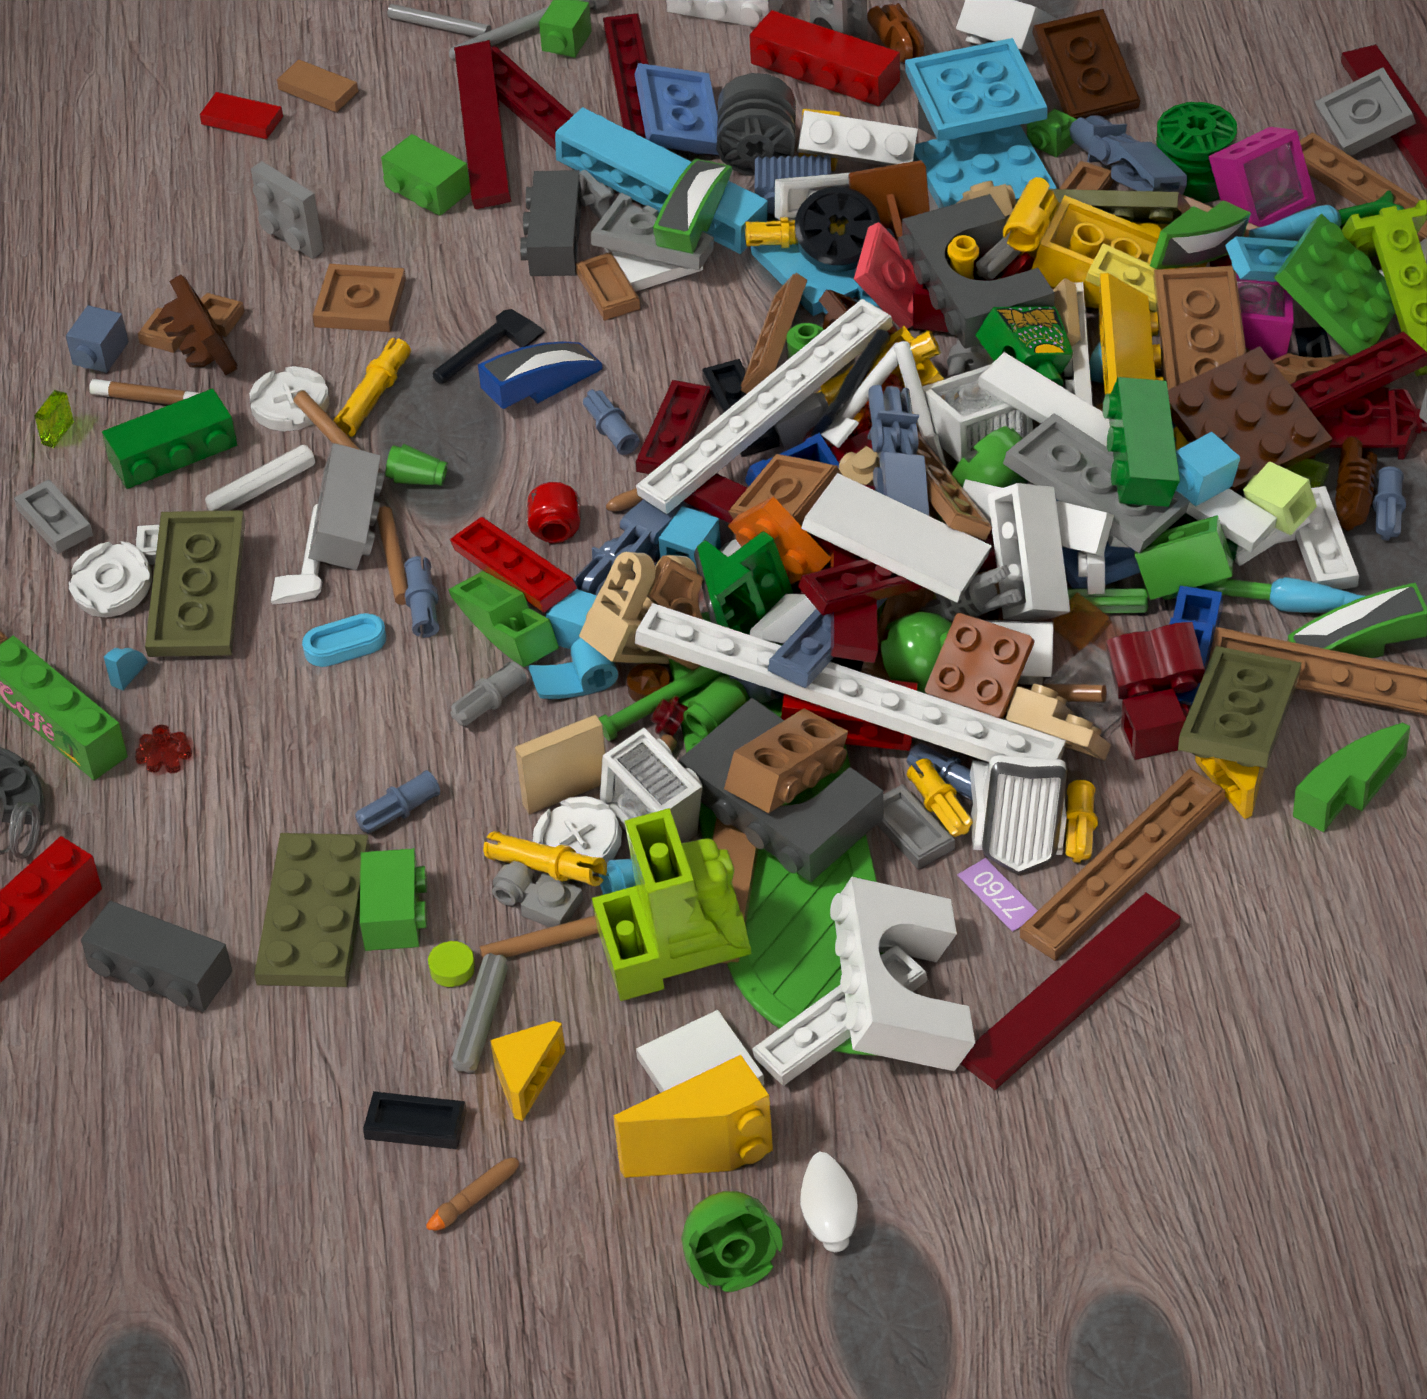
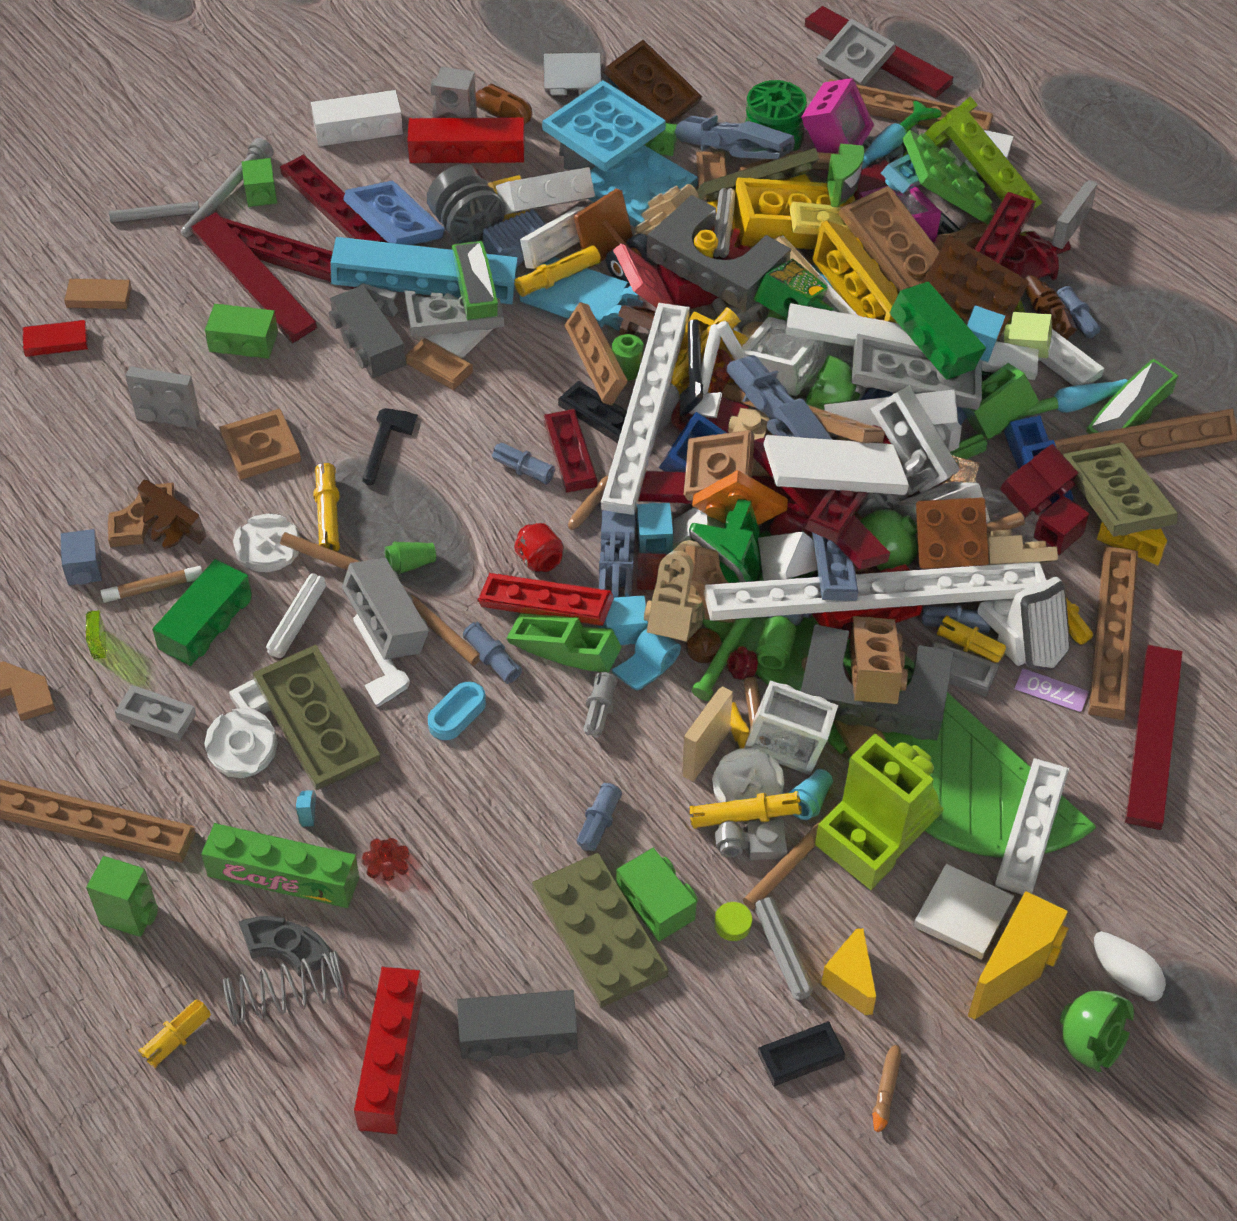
camera: 35 degrees left, 5 degrees up
(536, 371) = (442, 448): blue slope -> none
(814, 223) = (570, 255): black wheel -> none
(880, 1011) = (1078, 813): white arch -> none
(1031, 216) = (733, 200): yellow arm -> none
(1350, 776) = (1208, 509): bright green slope -> none

